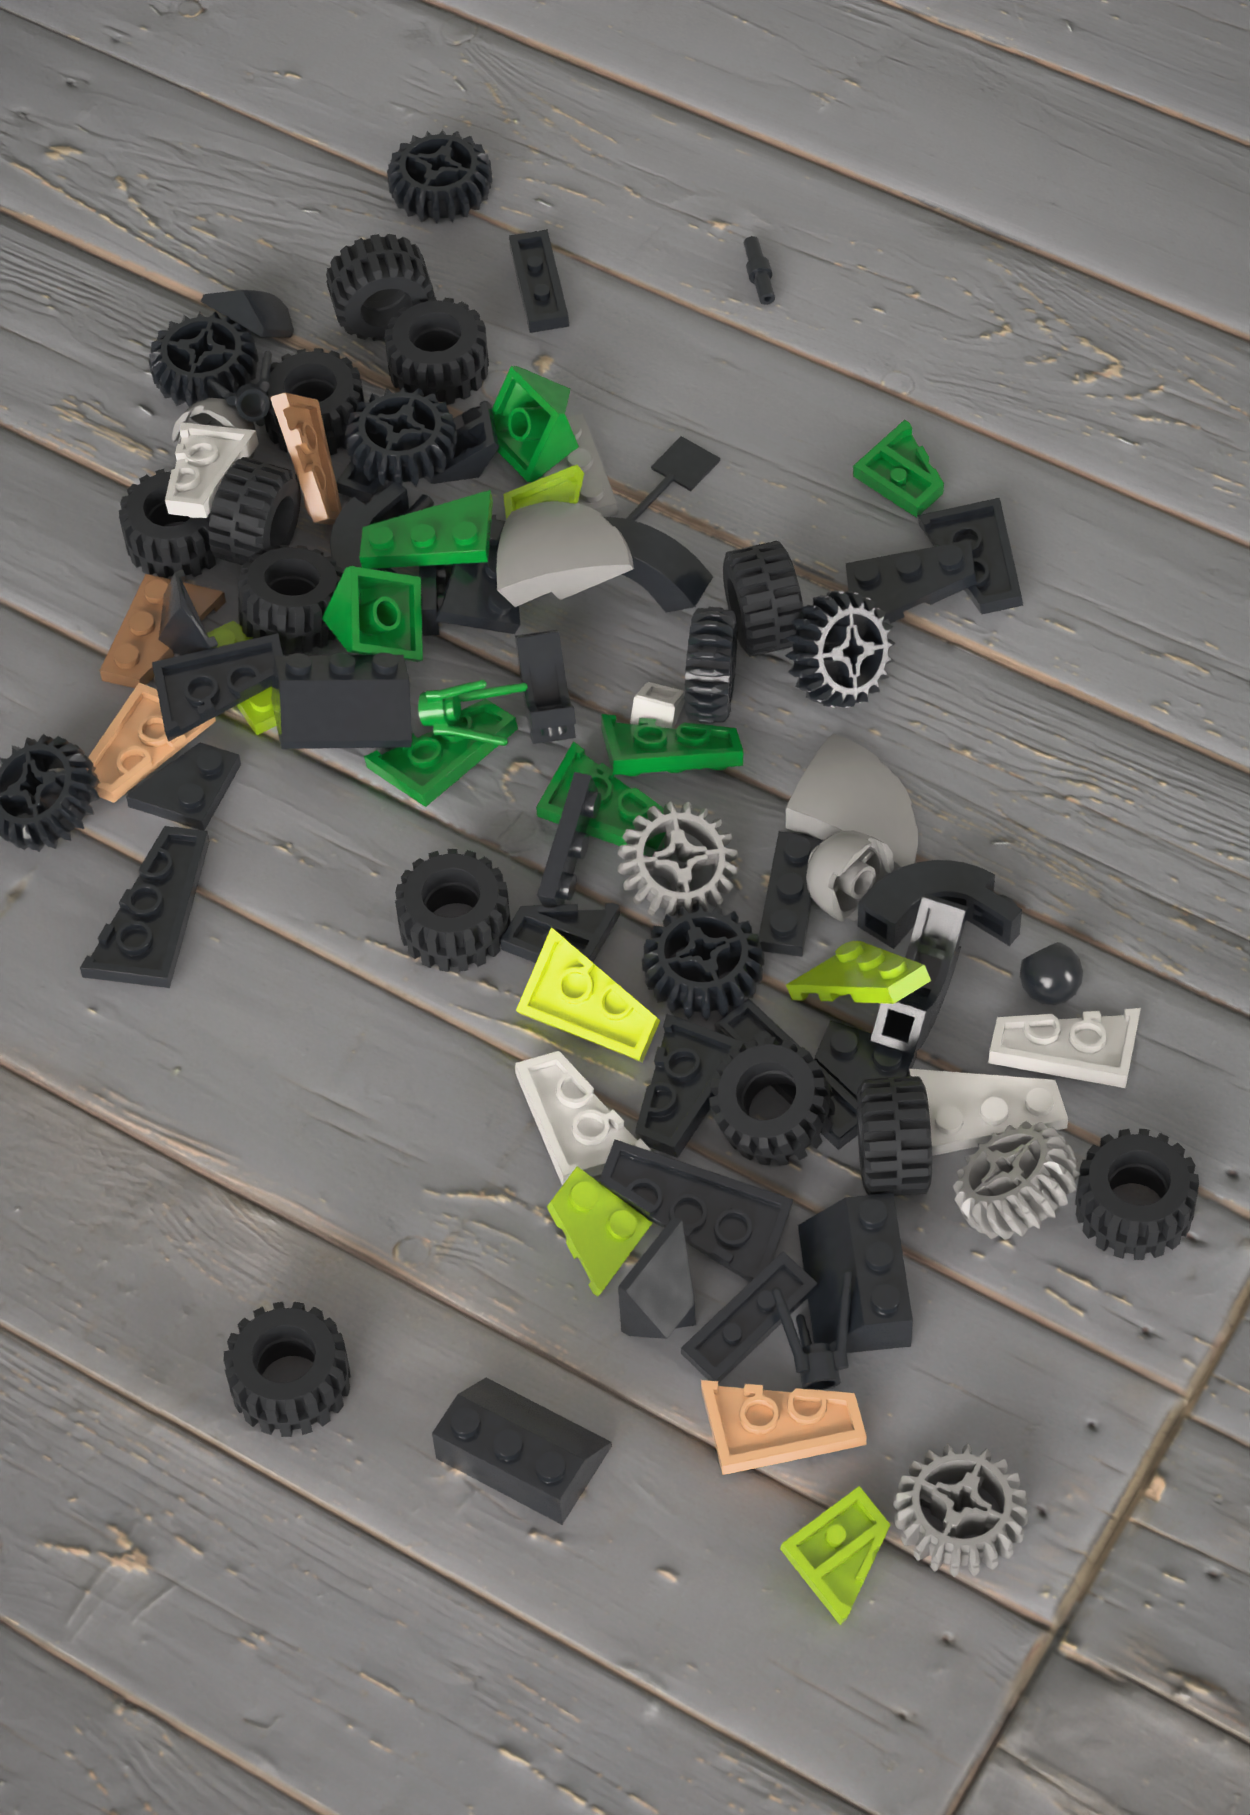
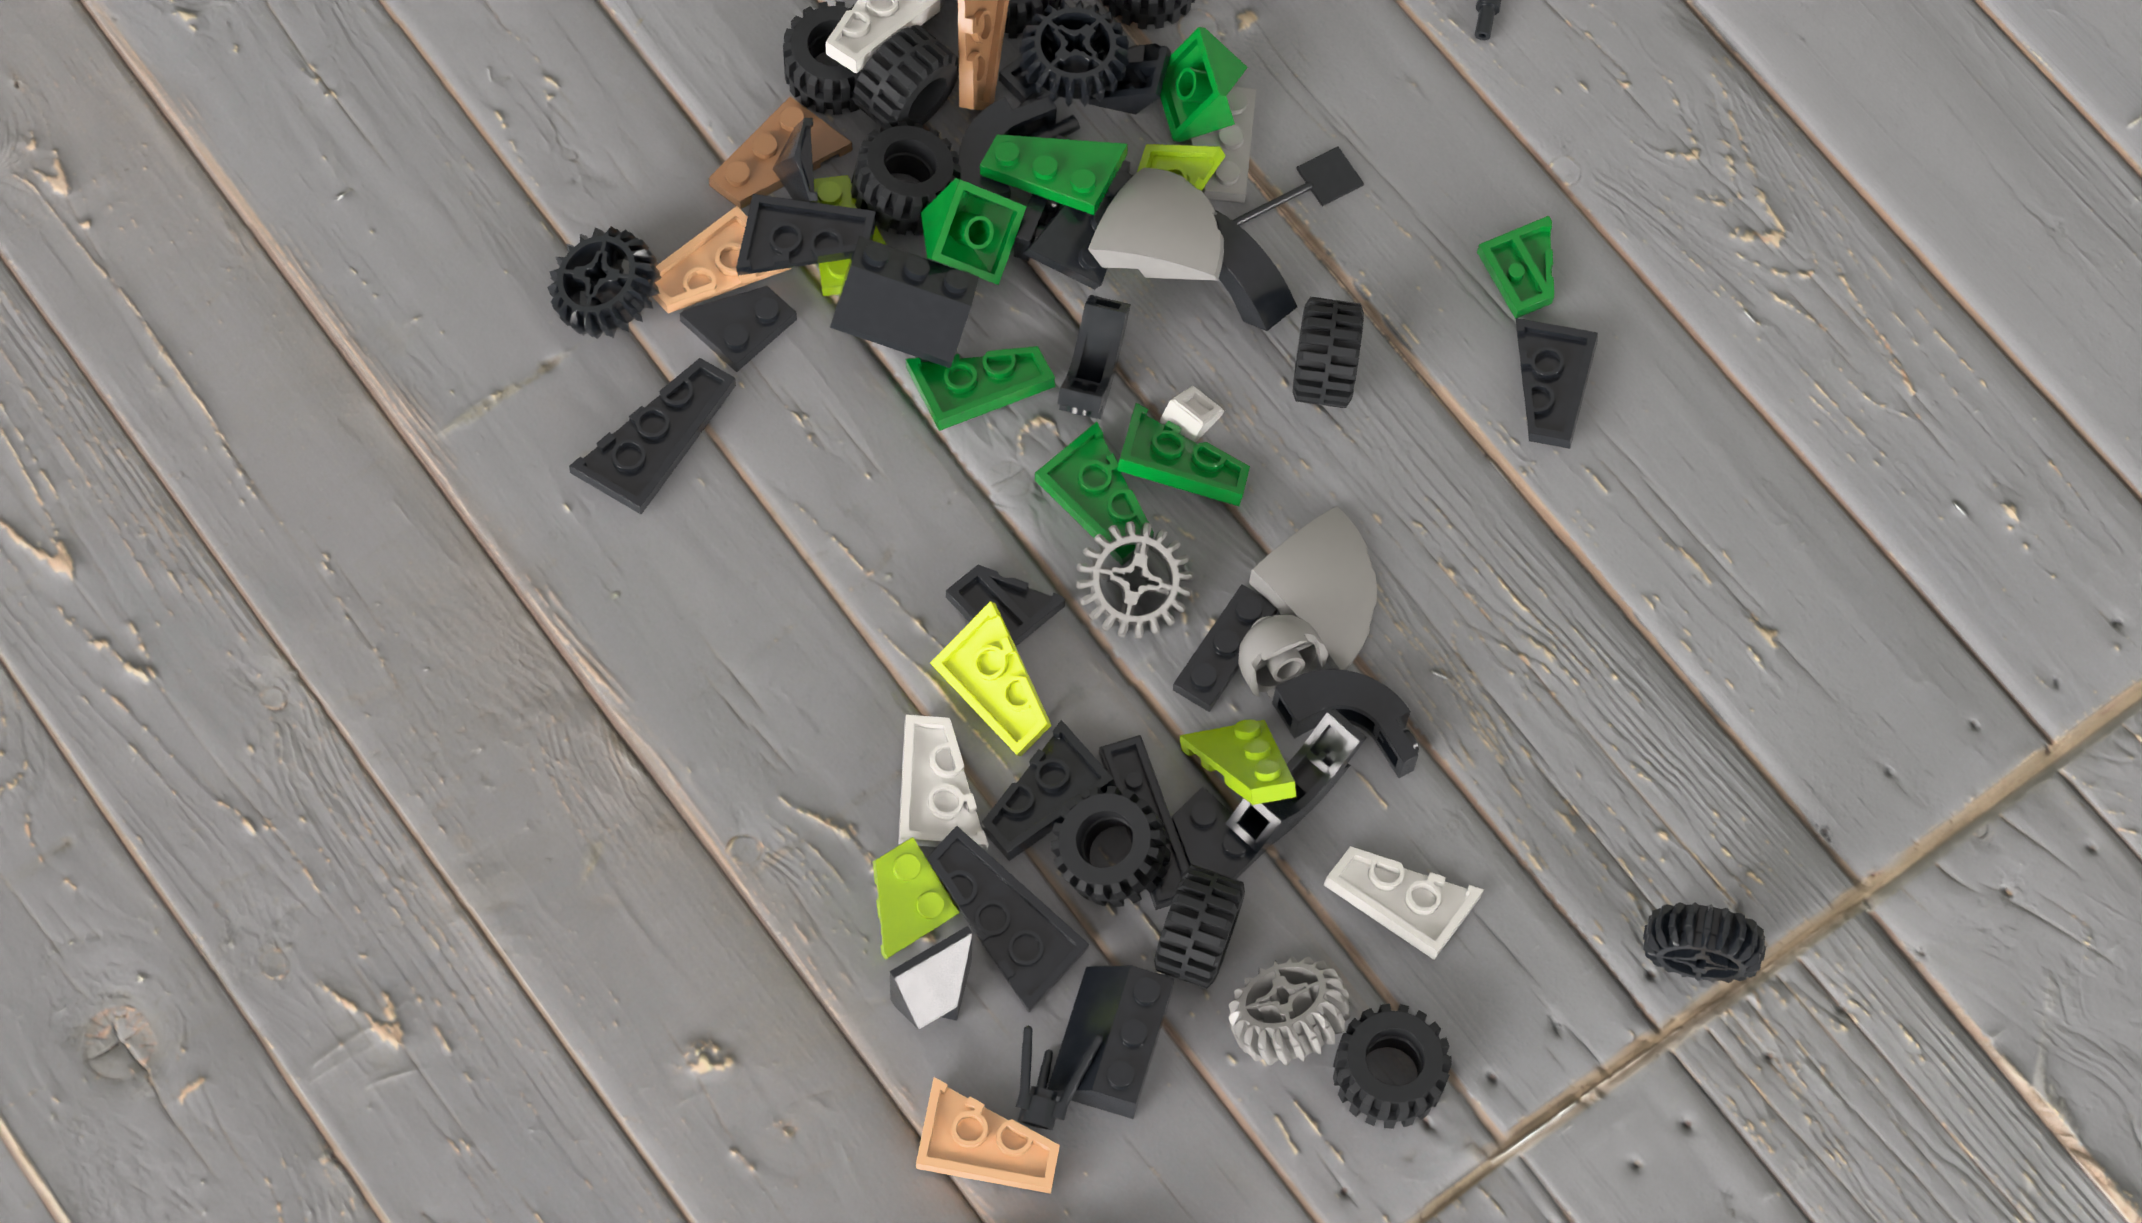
camera: 15 degrees right, 10 degrees up
(279, 1335) = (579, 885): black tyre -> none
(443, 706) = (994, 343): green plant -> none
(447, 881) = (915, 513): black tyre -> none
(519, 1448) = (755, 1070): black slope -> none
(569, 841) = (1046, 522): black plate -> none
(693, 974) = (1098, 684): black gear -> none
(711, 664) = (1251, 398): black gear -> none
(747, 1319) = (1000, 1037): black plate -> none
(840, 649) = (1368, 418): black gear -> none
(913, 577) = (1469, 380): black wing -> none
(973, 1106) = (1291, 922): white wing -> none
(1051, 974) = (1418, 825): black piece -> none

